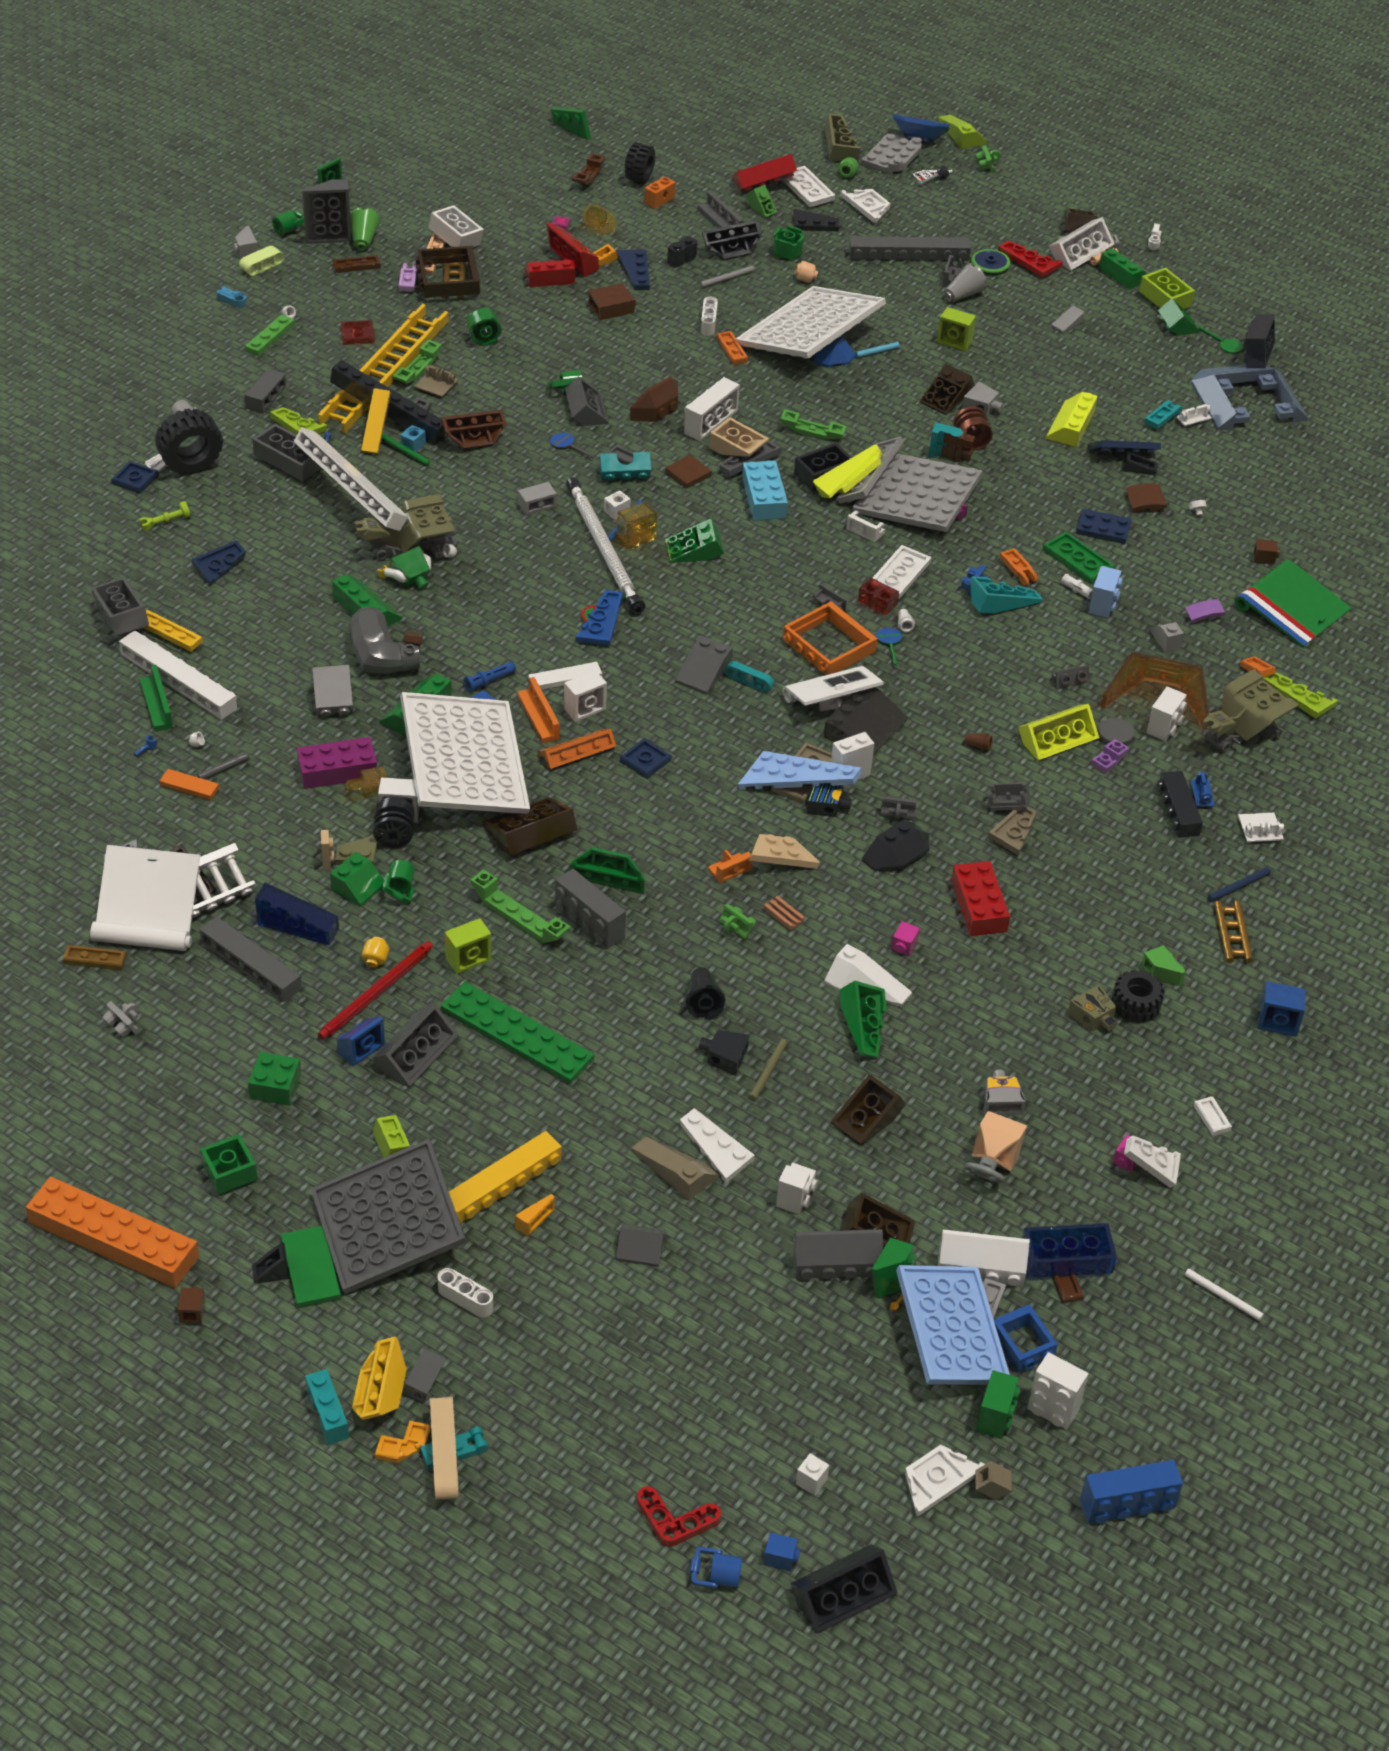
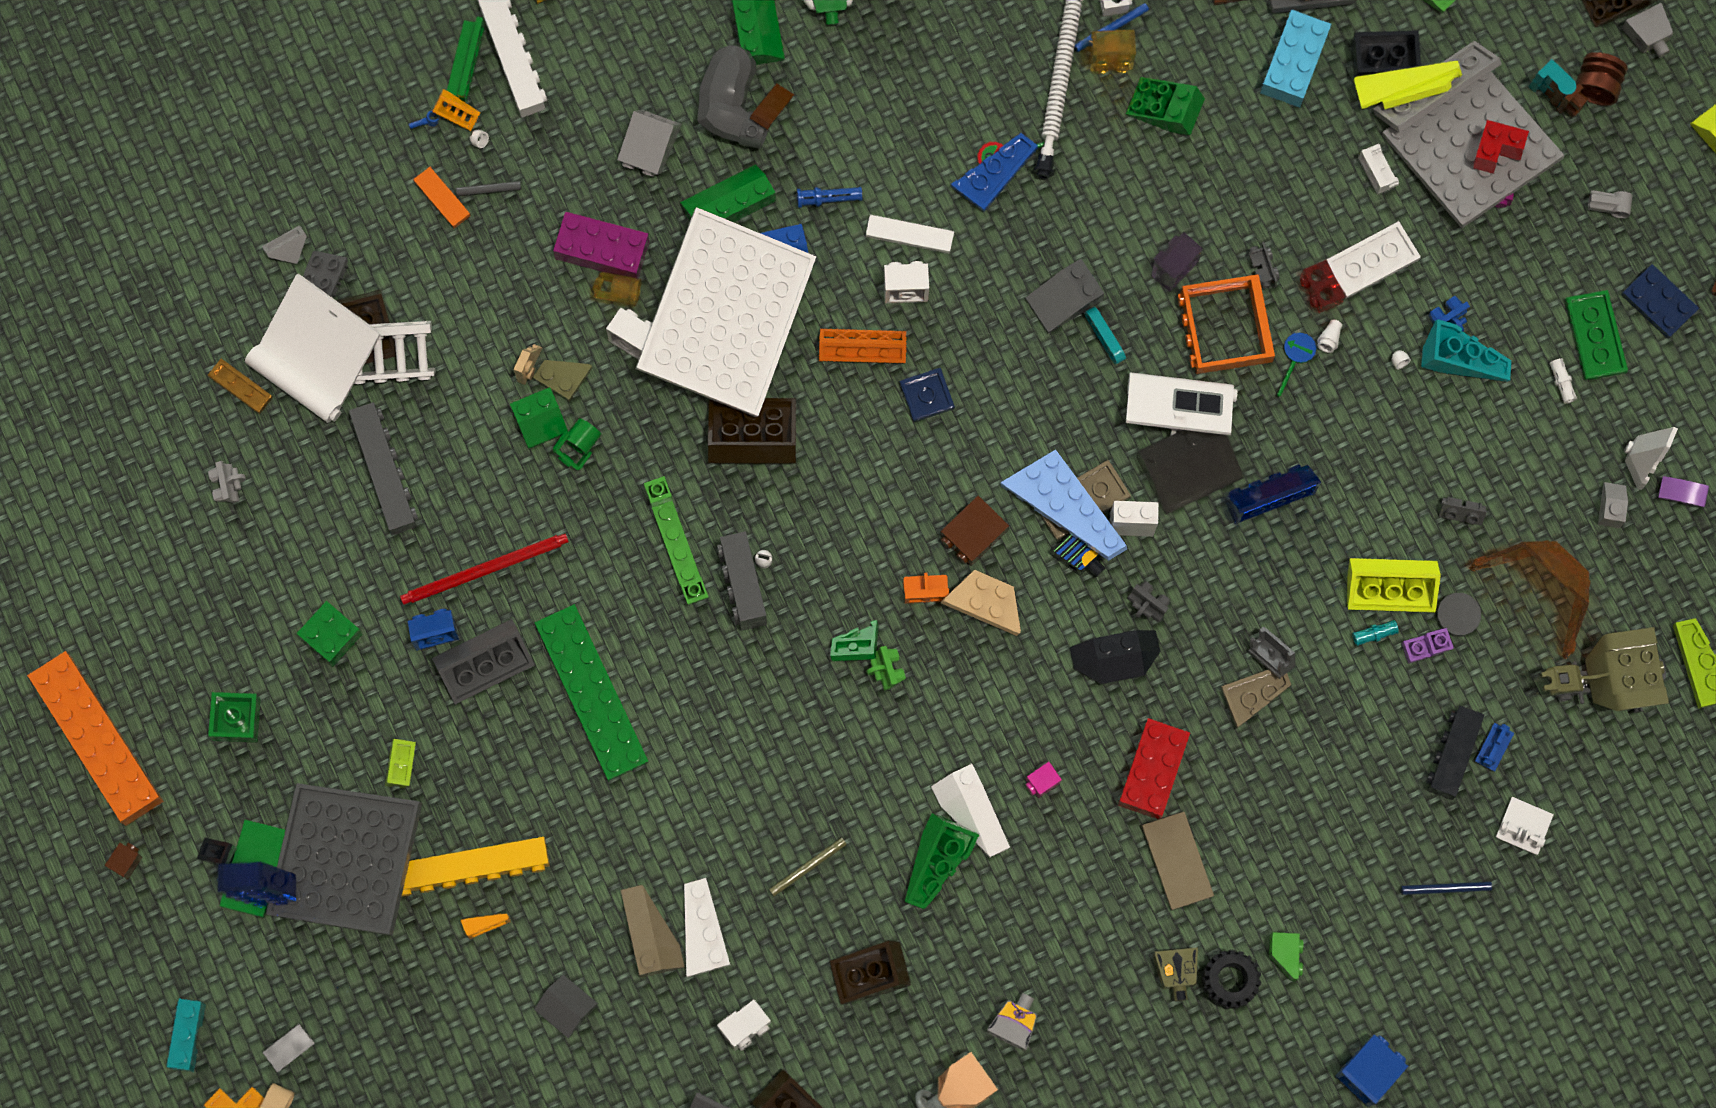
camera: 30 degrees right, 30 degrees up
(81, 858) = (287, 246): none -> light grey slope
(185, 725) = (446, 113): none -> light orange slope
(294, 916) = (452, 439): clear blue wedge -> none
(328, 1246) = (257, 883): none -> clear blue brick
(375, 952) = (506, 523): yellow head -> none
(380, 1380) = (242, 1038): yellow wedge -> none
(393, 822) = (611, 362): black wheel -> none
(465, 1292) = (365, 969): white beam -> none
(468, 946) = (595, 567): lime brick -> none
(539, 712) = (849, 276): orange fence -> none
(609, 869) = (796, 535): green wedge -> none
(701, 918) = (856, 644): none -> green wing
(704, 995) = (795, 744): black cone -> none
(726, 1050) = (777, 825): black torso -> none
(740, 817) = (974, 531): none -> reddish brown brick
(768, 615) = (1176, 261): none -> clear purple brick
(786, 912) = (939, 660): nougat tile -> none
(936, 474) = (1499, 141): none -> red brick
(936, 713) = (1272, 493): none -> clear blue slope
(962, 615) = (1400, 359): none -> white hinge
(981, 741) = (1297, 553): reddish brown cone -> none
(1019, 566) = (1515, 315): orange hinge -> none
(1033, 487) = (1615, 203): none -> light grey piece
(1040, 948) = (1177, 861): none -> dark tan tile
(1069, 763) = (1375, 633): none -> teal pin
(1105, 592) = (1581, 413): light blue brick -> none
(1167, 588) = (1646, 453): none -> white wedge
(1167, 714) = (1524, 626): white brick -> none
(1228, 939) = (1408, 941): pearl gold bar -> none
(1258, 665) = (1683, 605): orange tile -> none

